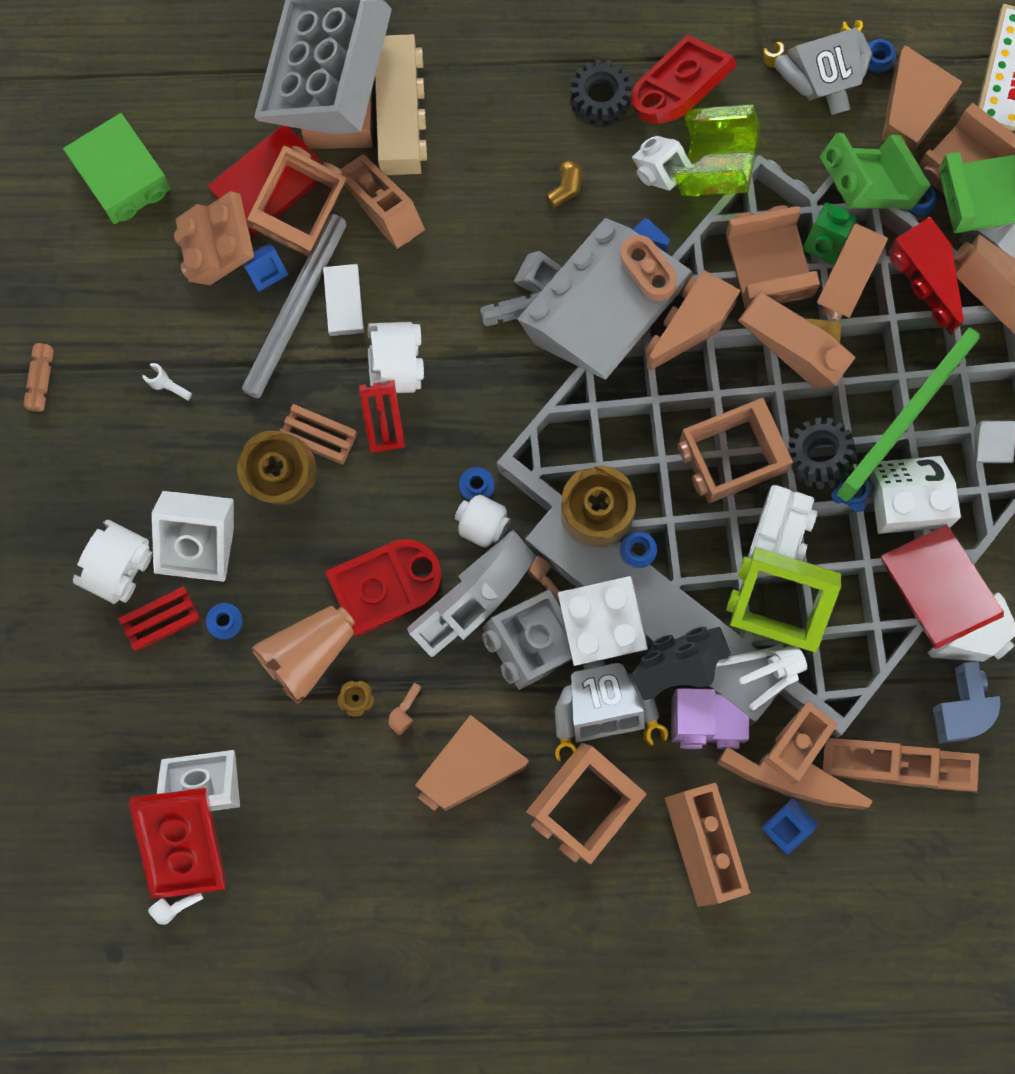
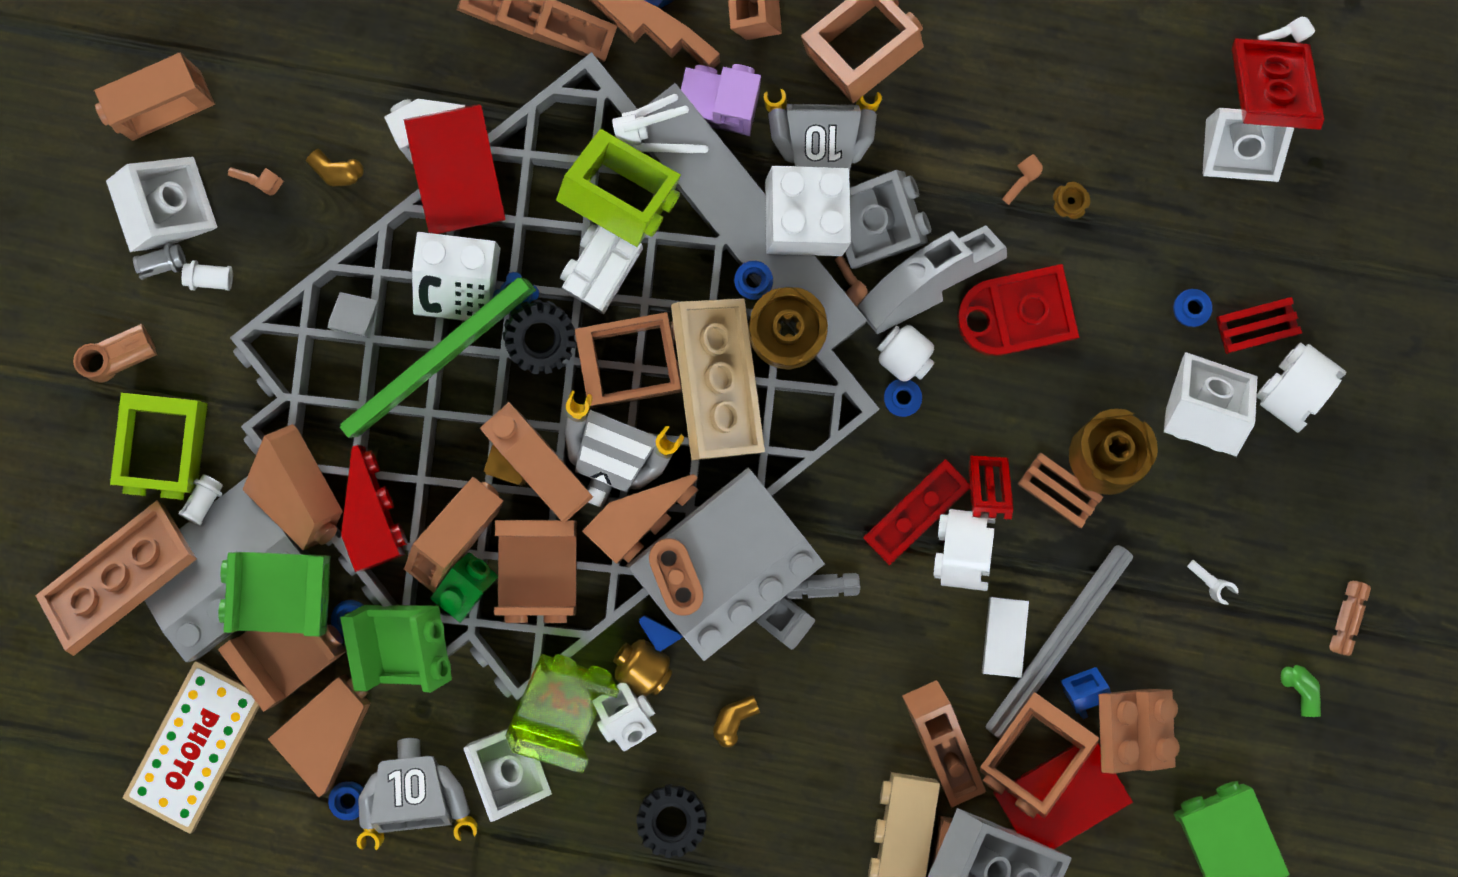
camera: 170 degrees left, 10 degrees up
(69, 311) = (1307, 686): none -> bright green arm
(305, 650) = (1117, 252): nougat cone -> none
(443, 389) = (917, 512): none -> red tile
(468, 766) = (970, 104): nougat slope -> none
(651, 448) = (717, 378): none -> tan plate
(656, 204) = (642, 668): none -> pearl gold head
(680, 80) = (580, 814): red tile -> none
(681, 661) = (738, 149): black brick -> none
(729, 368) = (613, 451): none -> torso
(757, 85) = (505, 778): none -> white slope
(800, 742) = (636, 49): nougat slope -> none
(973, 712) = (456, 48): sand blue brick -> none

